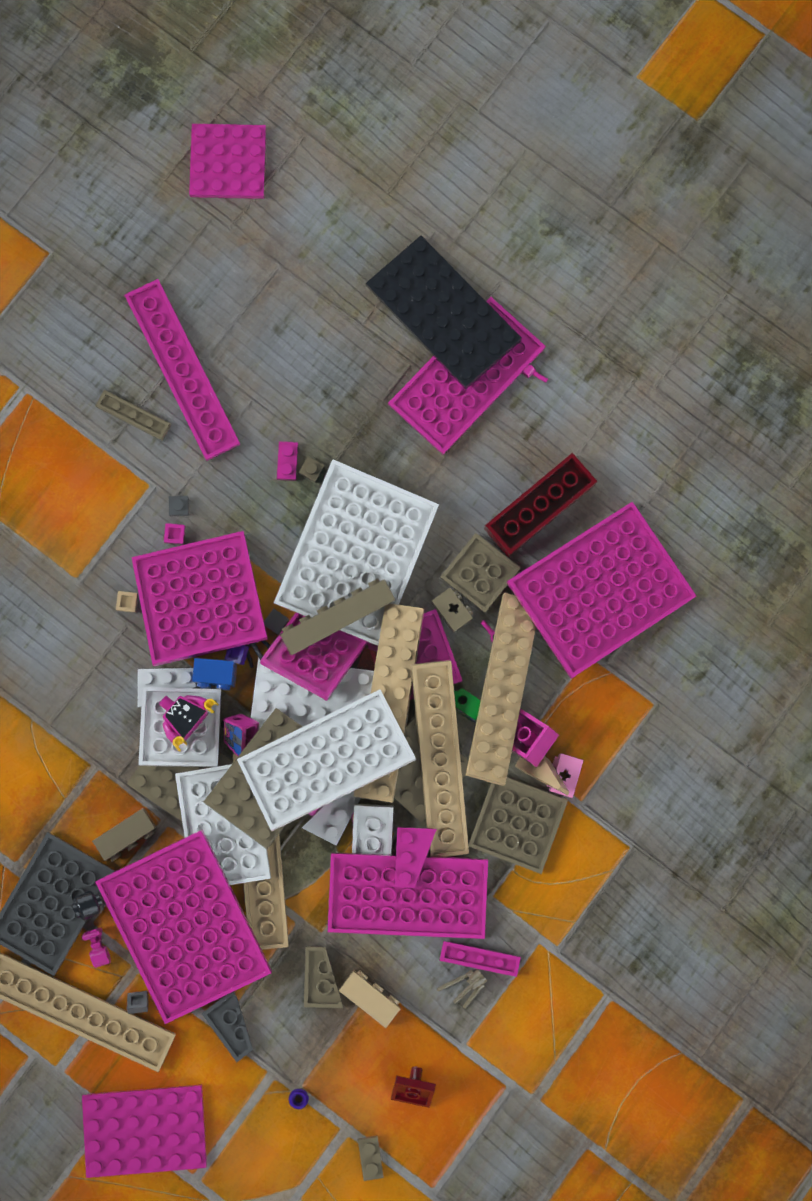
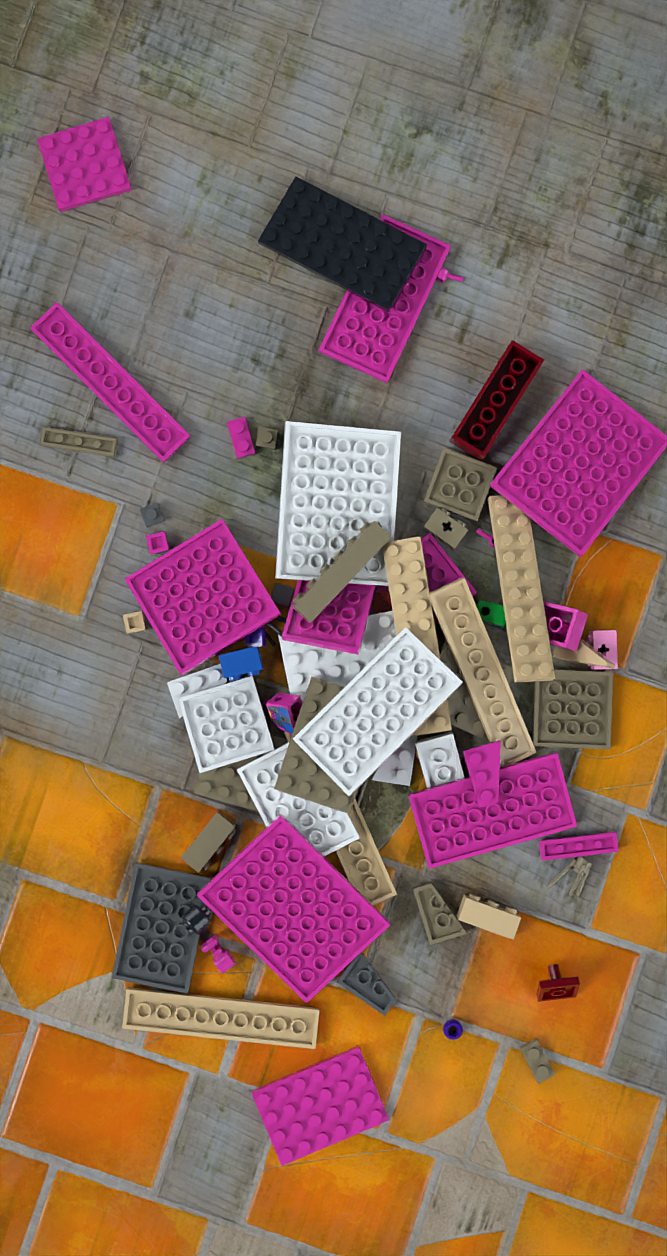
camera: 15 degrees left, 5 degrees up
(137, 1002) = (274, 991): dark grey plate -> none
(184, 716) = (227, 714): torso -> none

